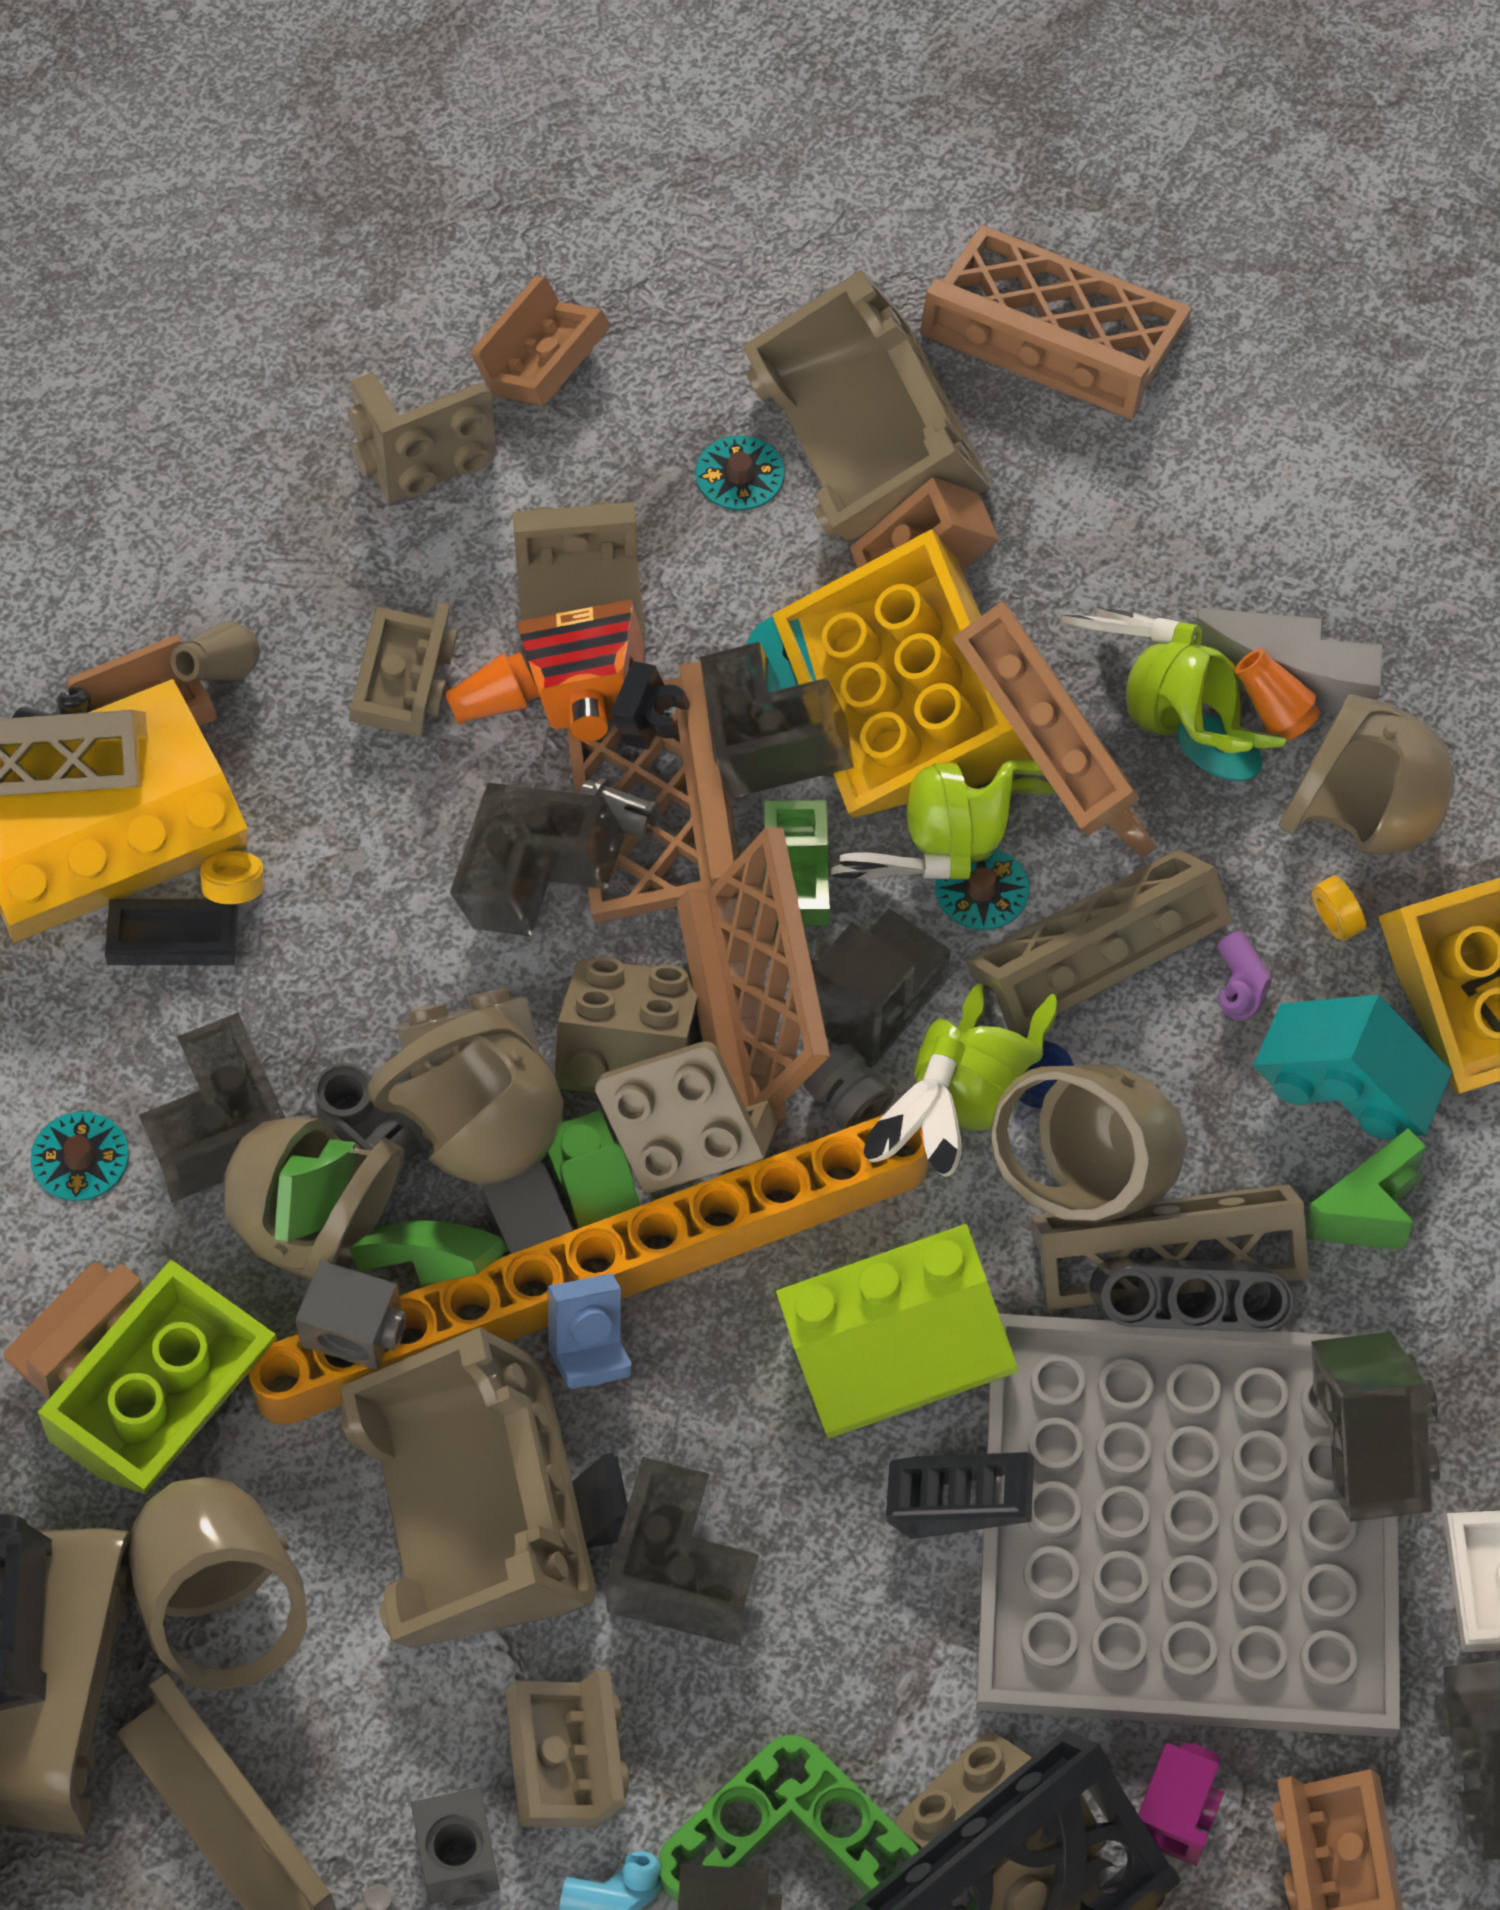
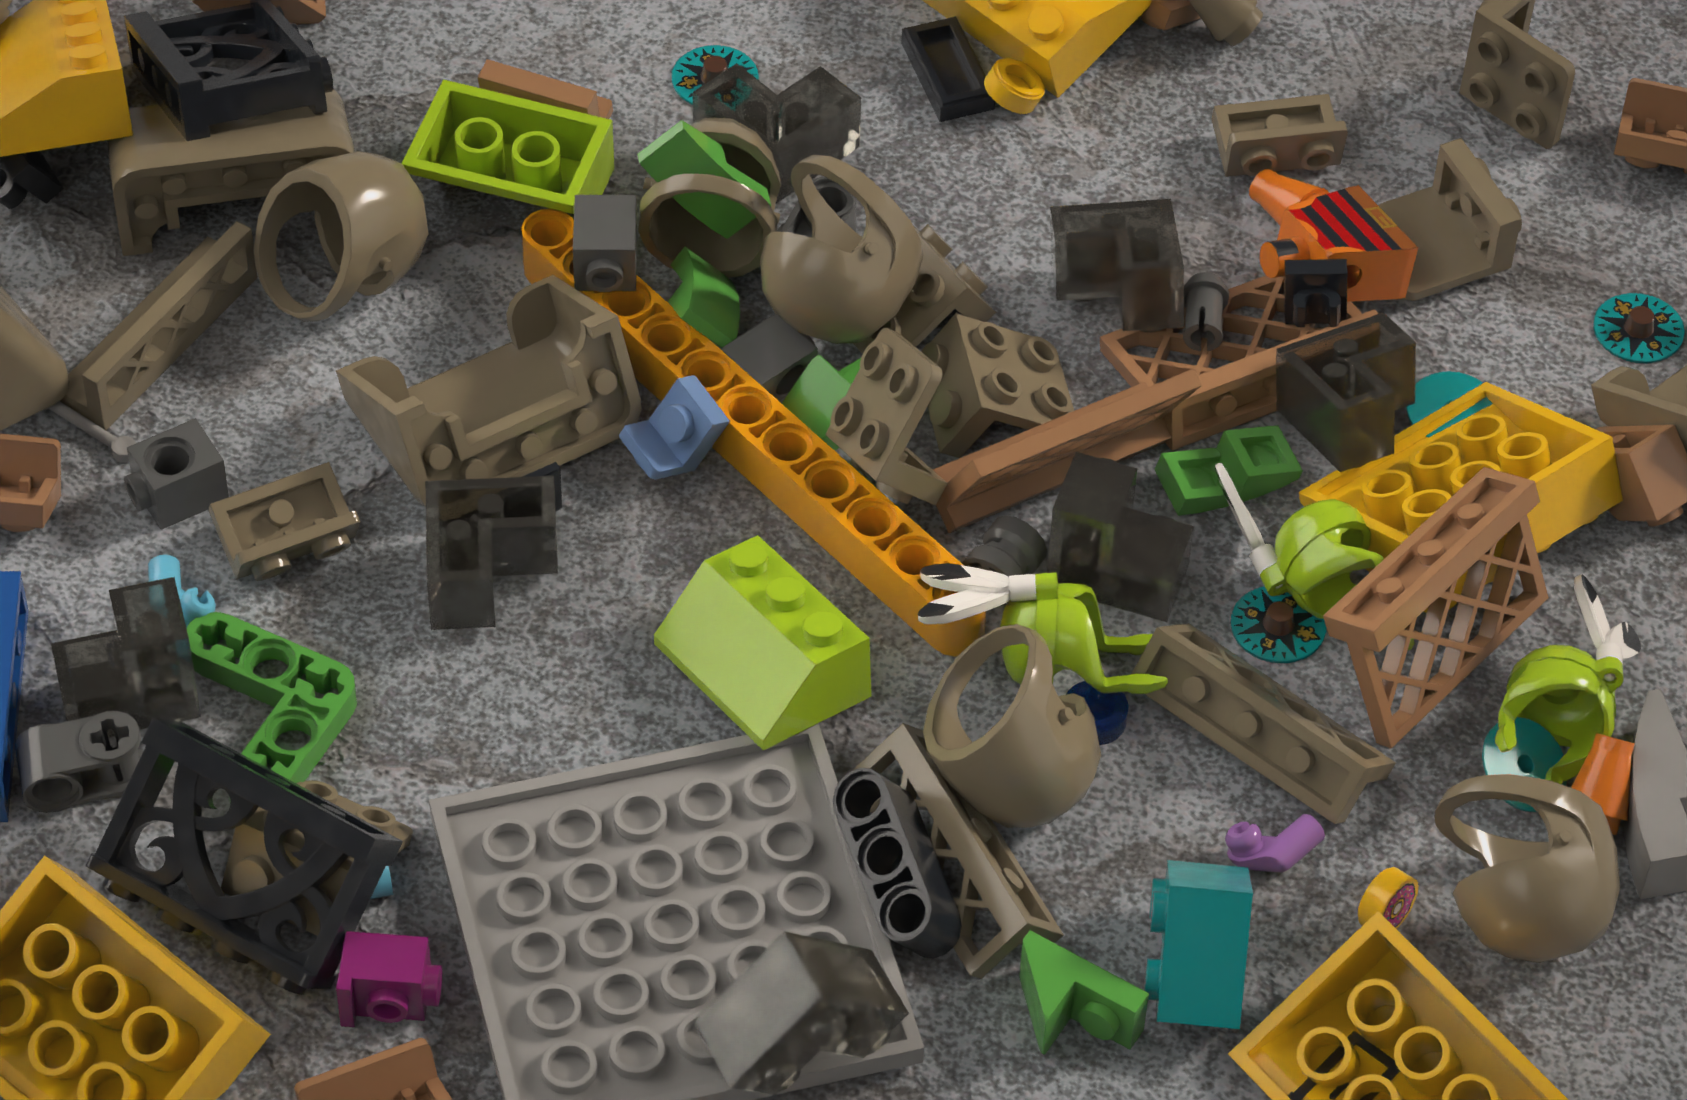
camera: 70 degrees right, 10 degrees down
(918, 1486) = (622, 729): black slope -> none

